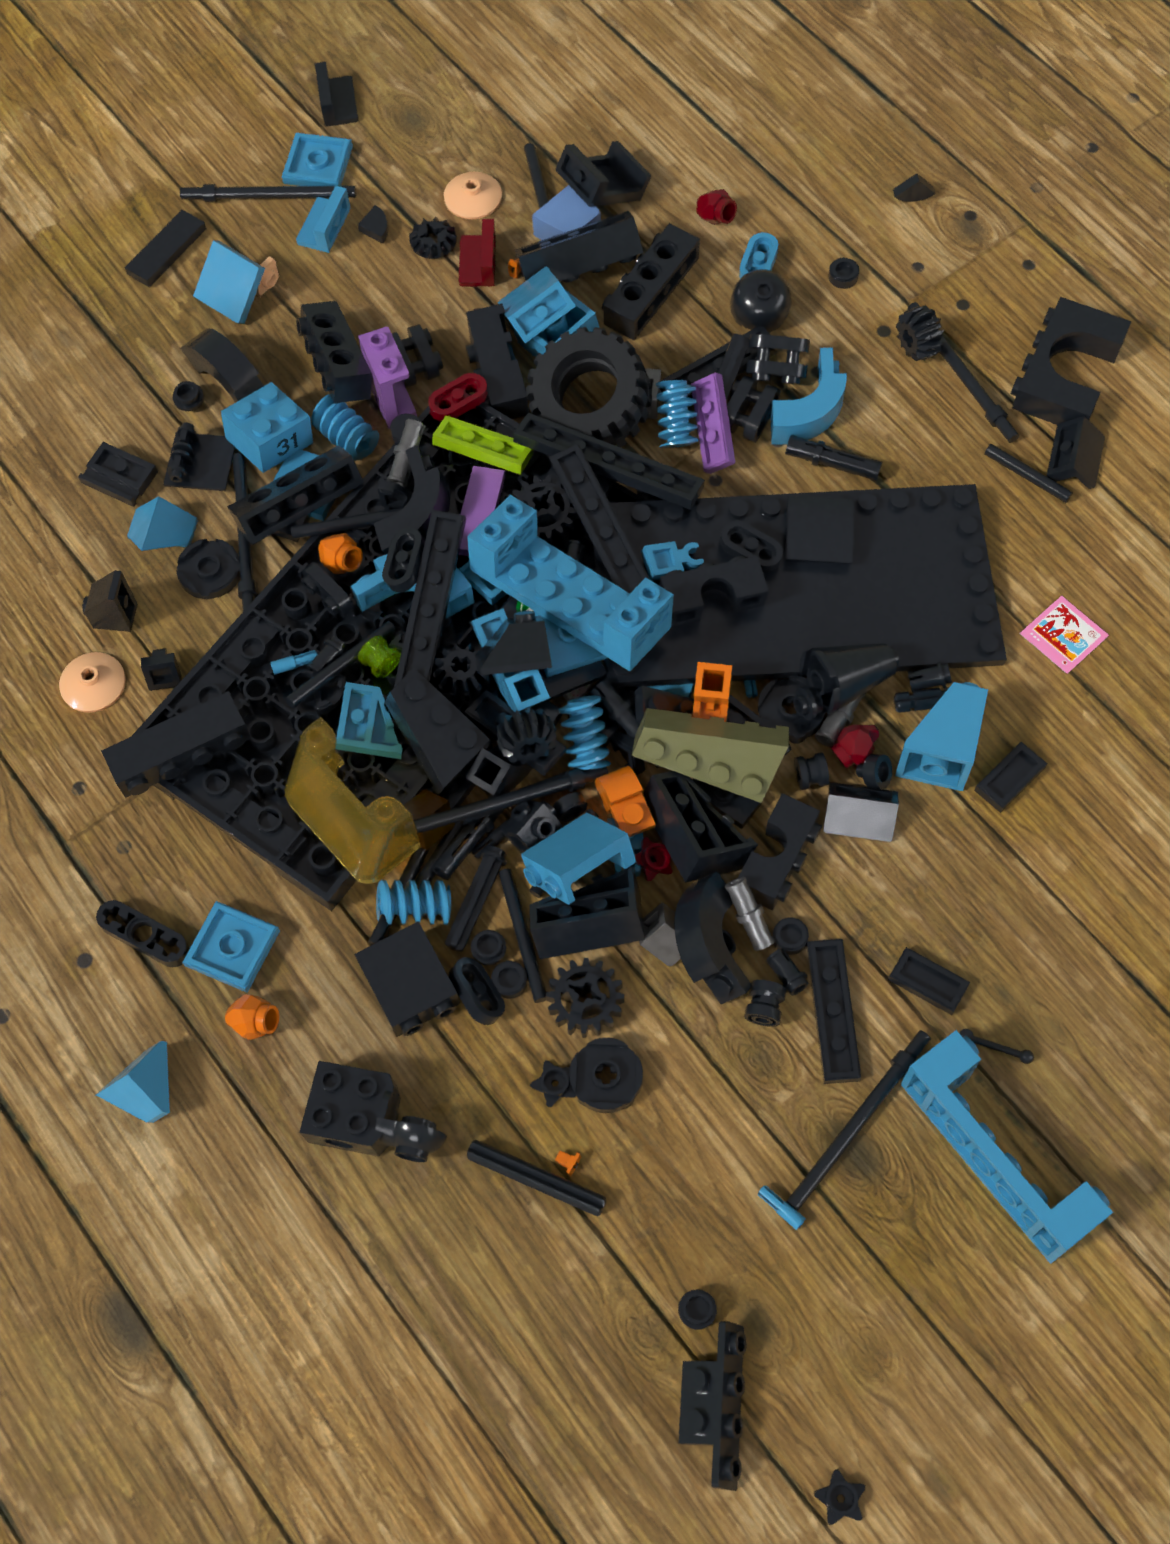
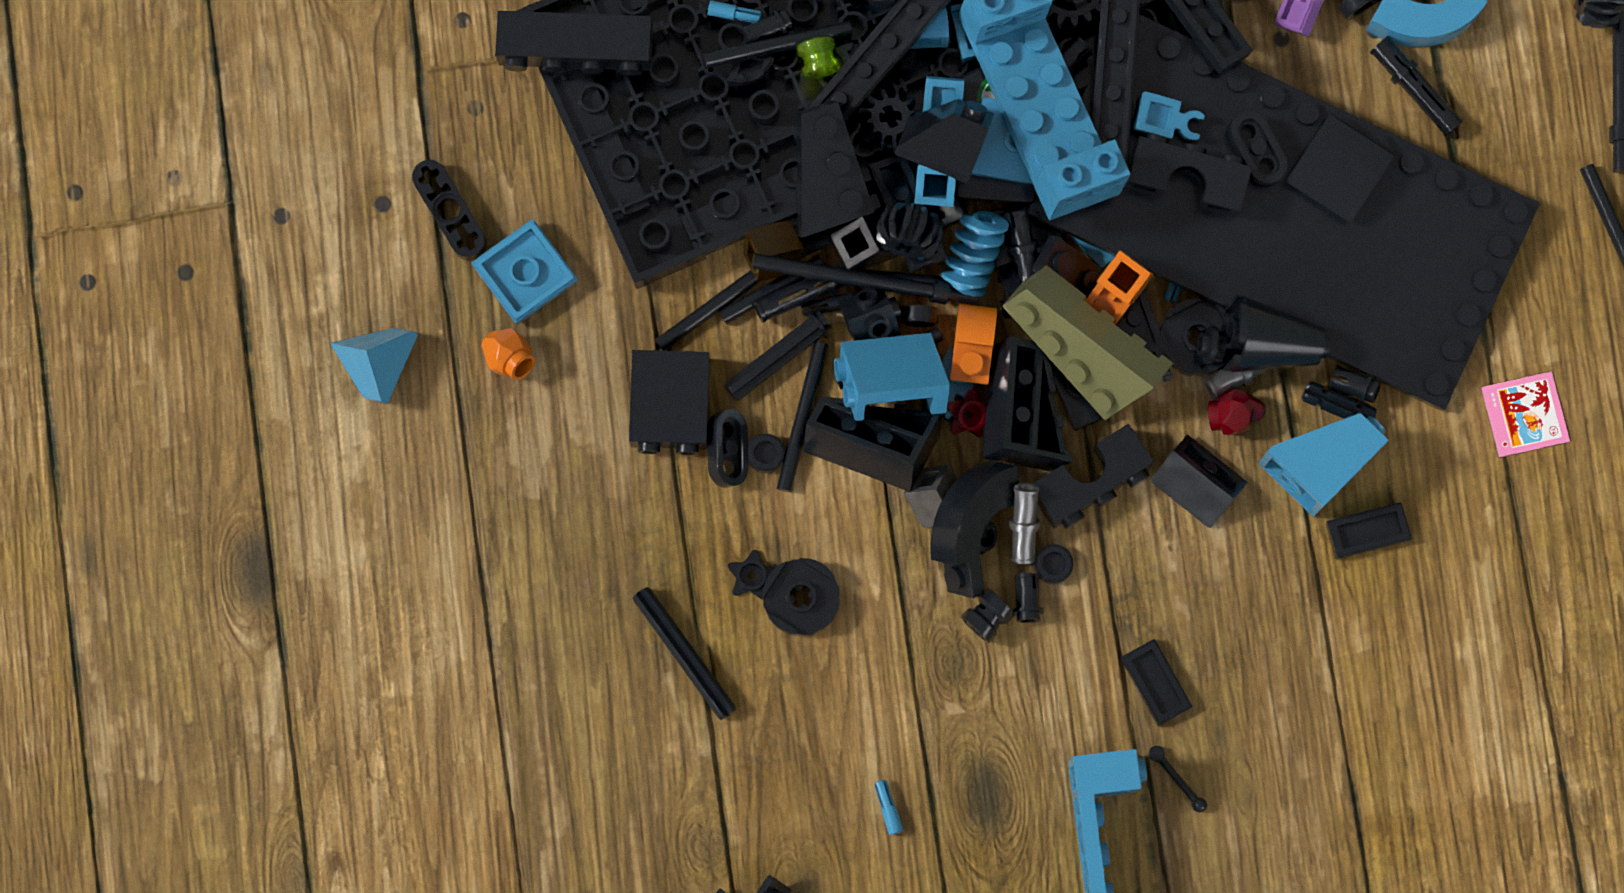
camera: 30 degrees right, 15 degrees up
(360, 1114) = (559, 505): black brick -> none
(363, 838) = (697, 252): clear yellow windscreen -> none
(366, 723) = (768, 121): dark azure wing -> none
(413, 901) = (716, 328): dark azure piece -> none
(488, 947) = (763, 411): black plate -> none
(568, 1161) = (721, 655): orange piece -> none
(598, 1005) = (838, 502): black gear -> none
(697, 1309) = (758, 852): black plate -> none
(811, 771) = (1175, 414): black wheel -> none
(833, 1011) = (1048, 658): black tile -> none
(875, 771) = (1238, 451): black tile -> none
(900, 1066) = (1078, 745): black bar -> none

